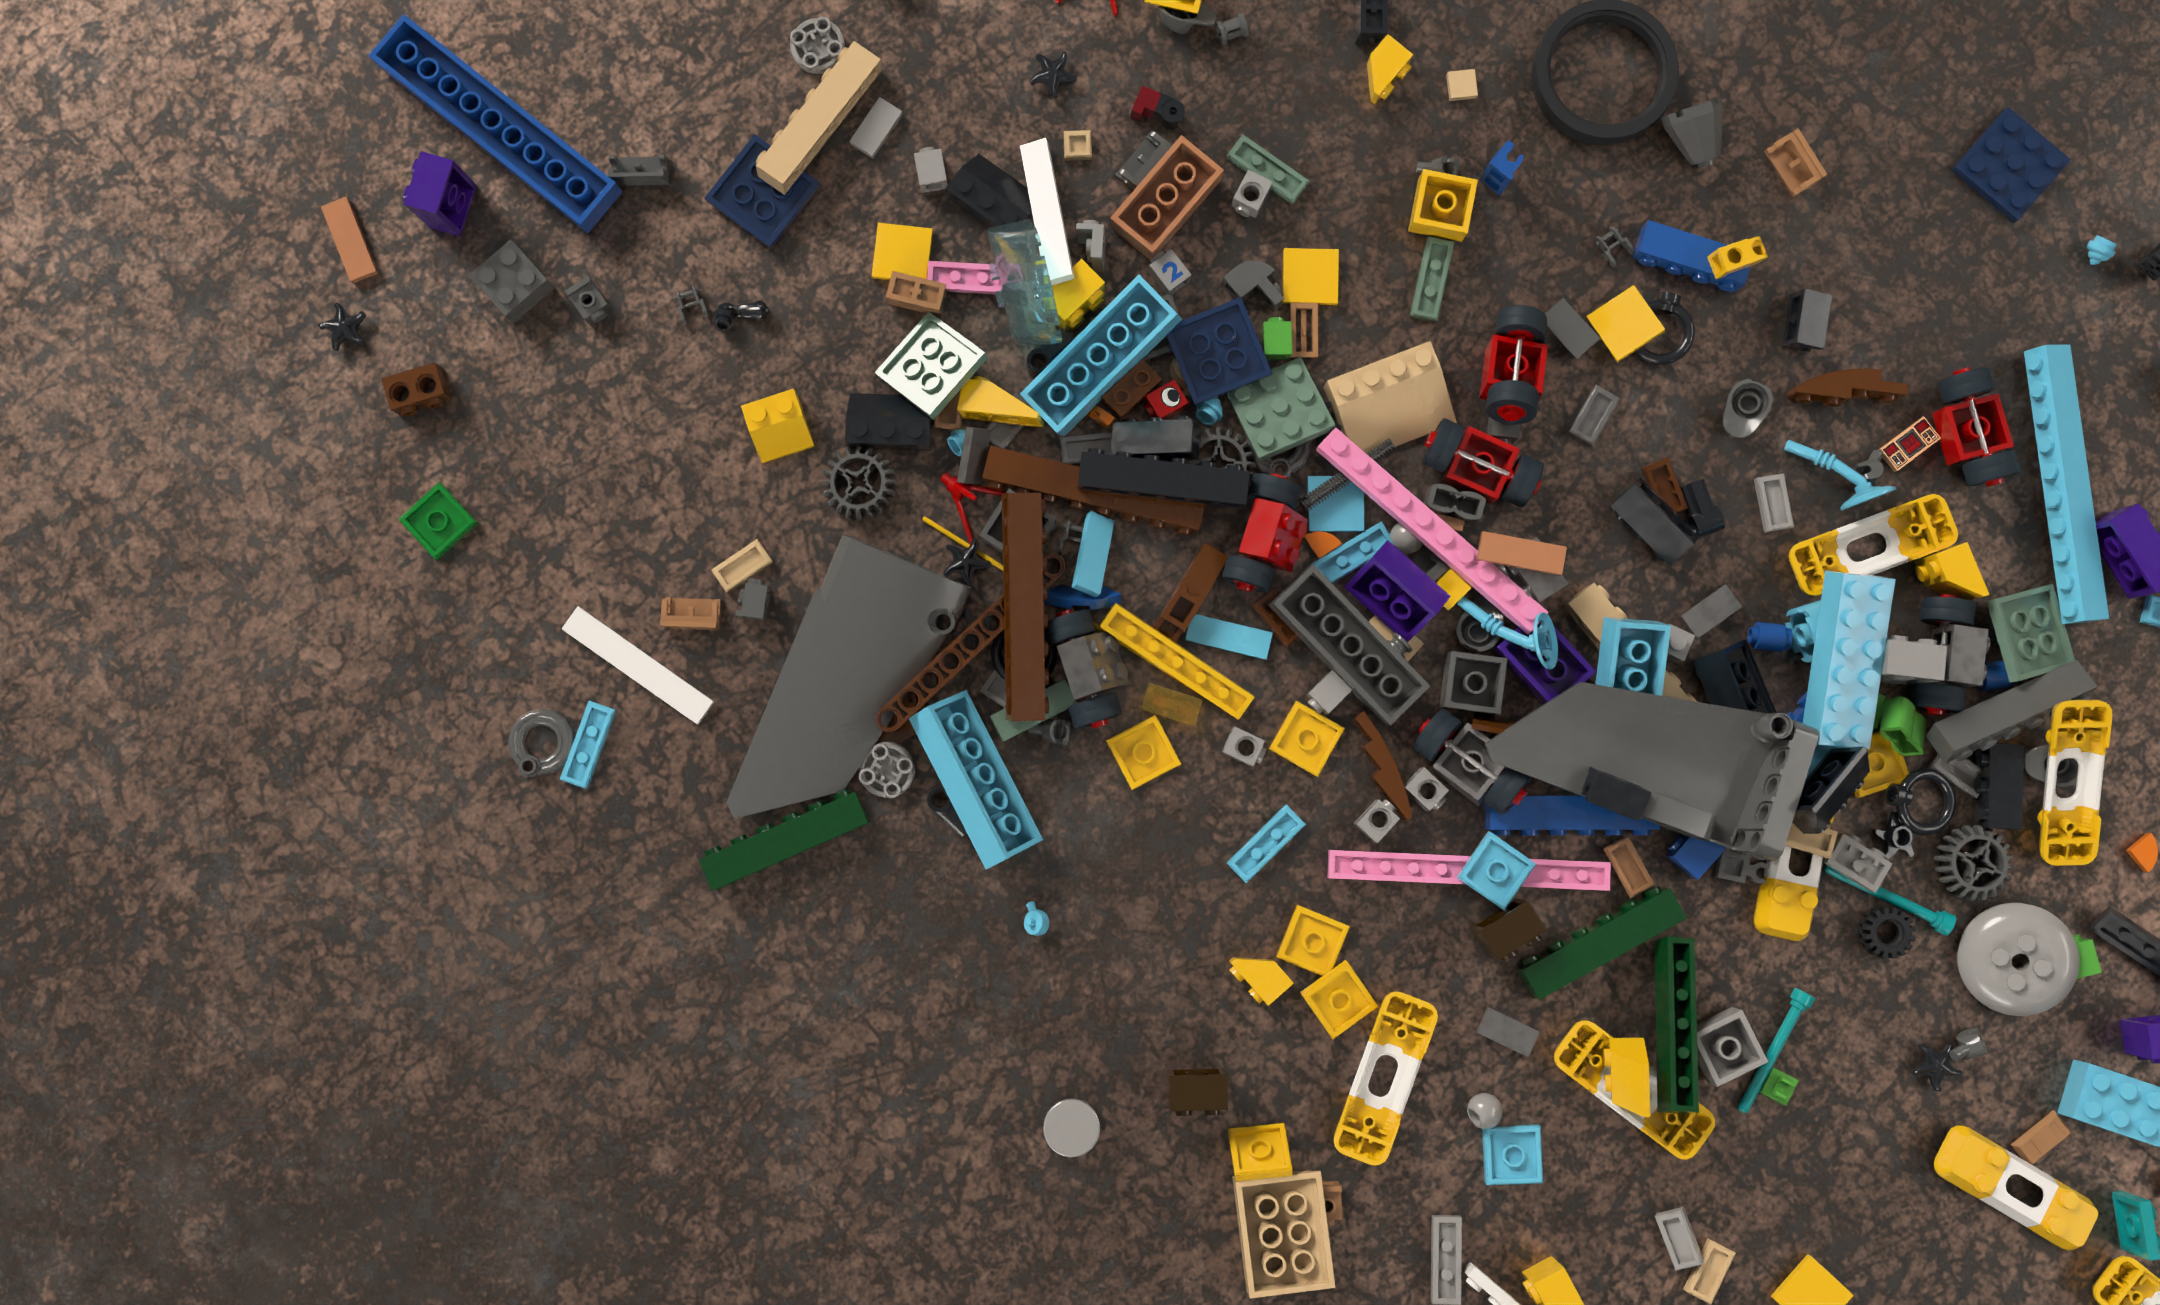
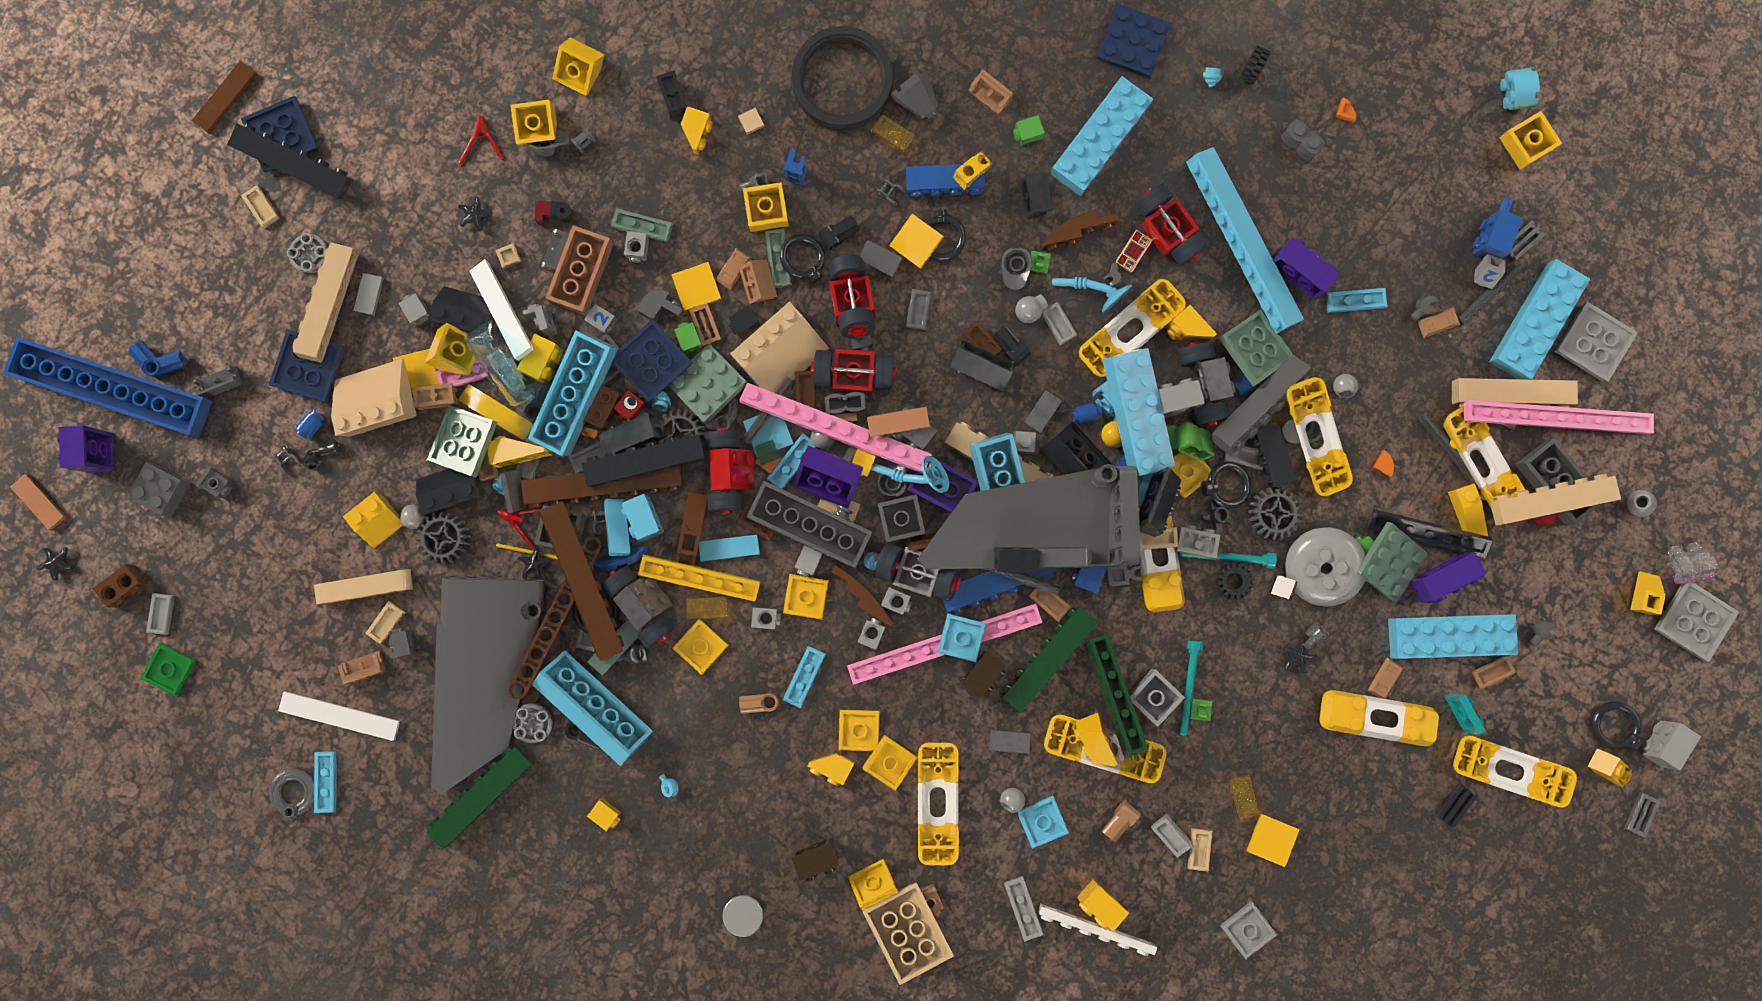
camera: 20 degrees left, 0 degrees up
(454, 444) = (160, 614): none -> light grey tile
(580, 120) = (147, 359): none -> blue piece
(731, 508) = (363, 587): none -> tan beam
(738, 269) = (309, 424): none -> blue brick
(829, 440) = (412, 516): none -> light grey piece
(833, 267) = (372, 399): none -> tan slope
(939, 926) = (605, 815): none -> yellow brick
(960, 242) = (450, 351): none -> yellow slope
(982, 334) = (496, 411): none -> yellow slope
(1132, 554) = (642, 518): none -> medium azure brick
(1191, 854) = (757, 703): none -> medium nougat piece
(1326, 529) = (767, 452): none -> clear green tile
(1357, 345) = (743, 321): none -> black brick
(1367, 271) = (730, 272): none -> medium nougat tile
(1395, 299) = (758, 281): none -> medium nougat hinge
(1407, 462) = (805, 388): none -> reddish brown plate
(1412, 723) = (870, 560): none -> medium azure piece
(1473, 316) = (814, 273): none -> black piece
(1519, 275) = (835, 234): none -> black piece
(1614, 825) = (1032, 580): none -> dark grey axle
(1624, 1190) = (1124, 817): none -> medium nougat piece
(1645, 170) = (893, 133): none -> clear yellow plate
(1744, 469) = (1030, 308): none -> light grey piece
(1780, 413) = (1040, 262): none -> bright green tile
(1794, 677) = (1111, 435): none -> yellow piece
(1794, 1223) = (1244, 796): none -> clear yellow plate
(1828, 232) = (1028, 130): none -> bright green brick
(1923, 275) = (1101, 136): none -> medium azure brick
(1950, 966) = (1284, 587): none -> tile
(2110, 986) = (1392, 562): none -> sand green plate
(2131, 728) = (1345, 386): none -> light grey piece

